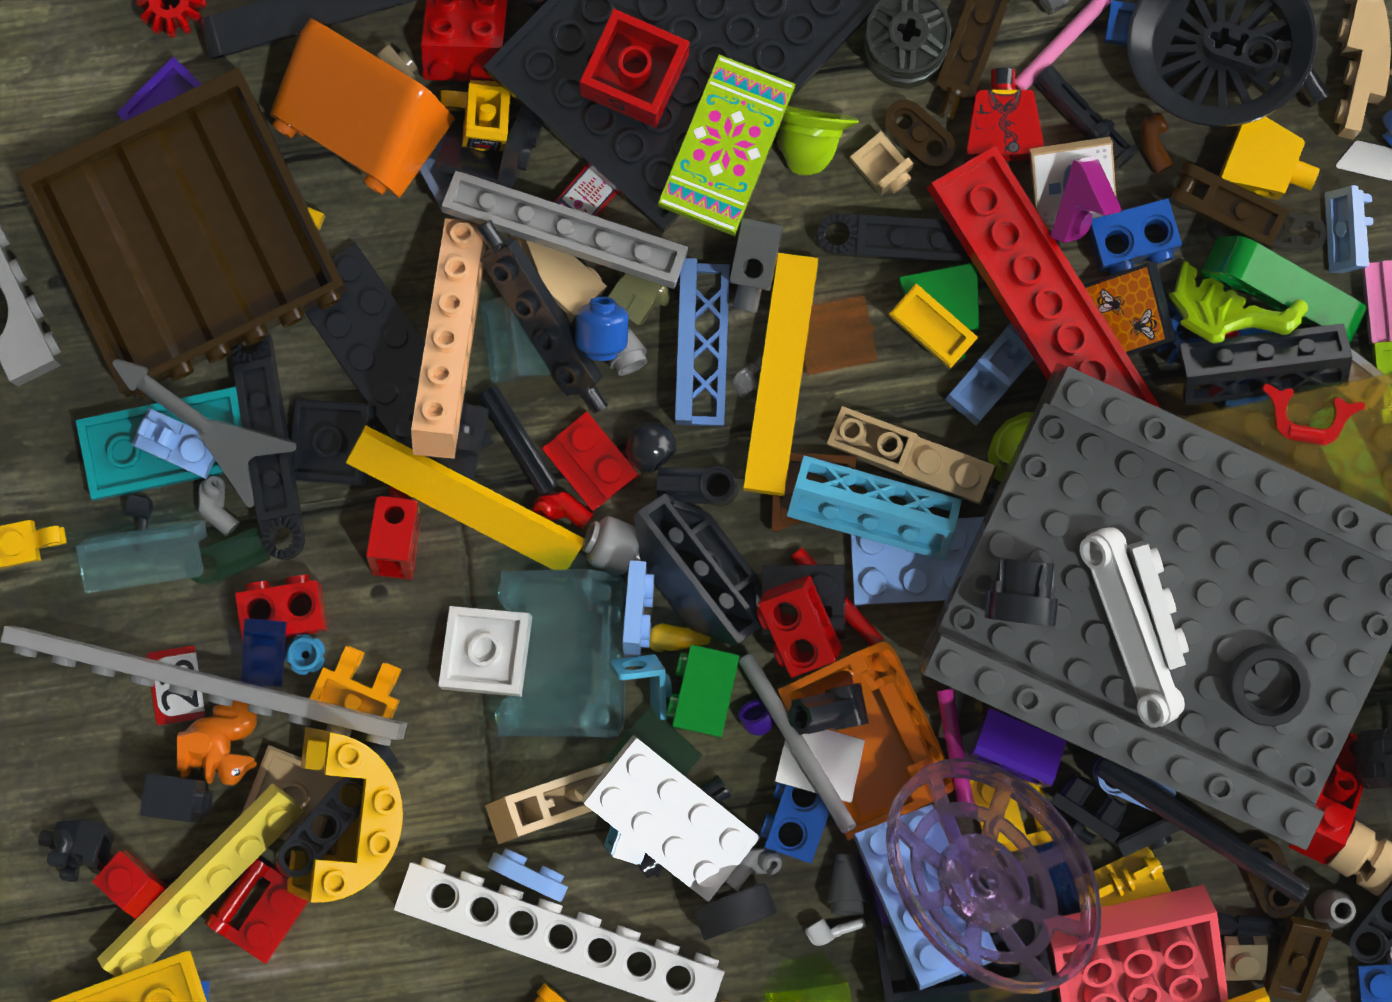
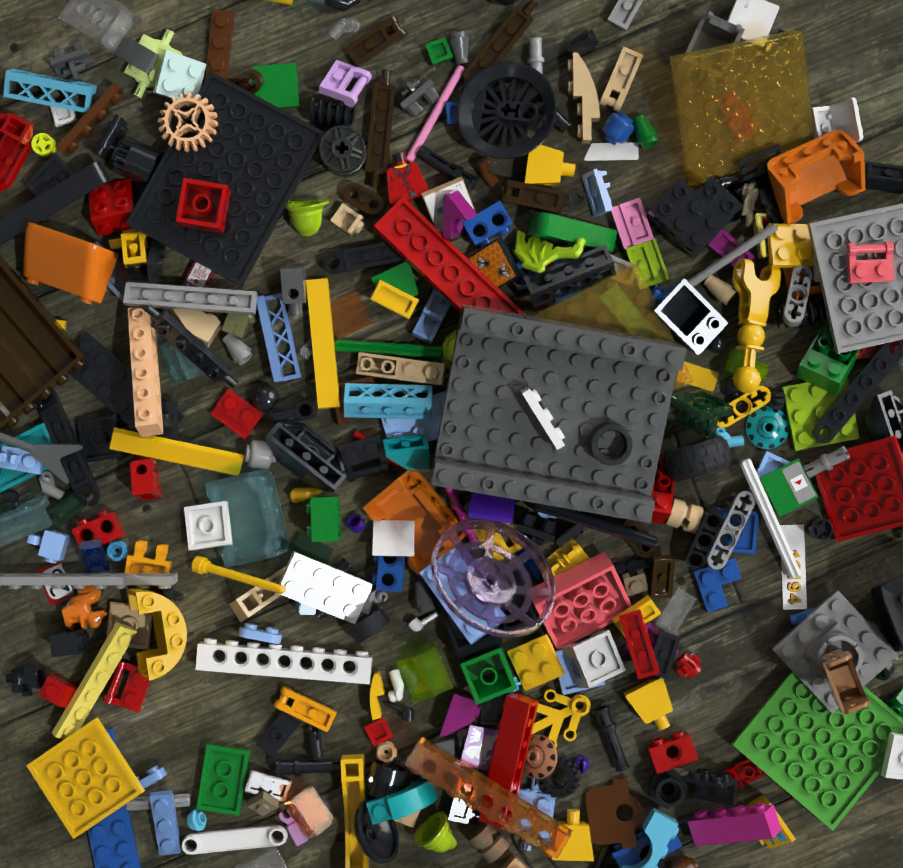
camera: 20 degrees left, 5 degrees up
(190, 613) = (52, 544): none -> light blue brick
(307, 841) = (145, 649): black beam -> none
(399, 61) = (83, 233): dark tan plate -> none
(455, 722) = (203, 565): none -> yellow piece
(518, 440) = (197, 412): black axle -> none
(560, 506) = (228, 440): red arm -> none
(601, 329) = (223, 345): blue head -> none
(639, 595) = (278, 477): light blue plate -> none
(659, 680) = (295, 513): medium azure bracket -> none
(726, 145) = (262, 233): lime tile -> none
(797, 744) = (379, 533): light grey piece -> none
(809, 624) = (369, 470): red brick -> none
(834, 709) = (395, 509): black piece -> none
(889, 609) = (408, 451): none -> teal slope
(897, 414) = (388, 348): none -> green axle
(1023, 593) = (472, 430): black piece -> none
(1157, 696) = (510, 400): white piece -> none
(1303, 433) = (599, 307): red helmet -> none
(1325, 908) = (671, 541): light grey cone -> none

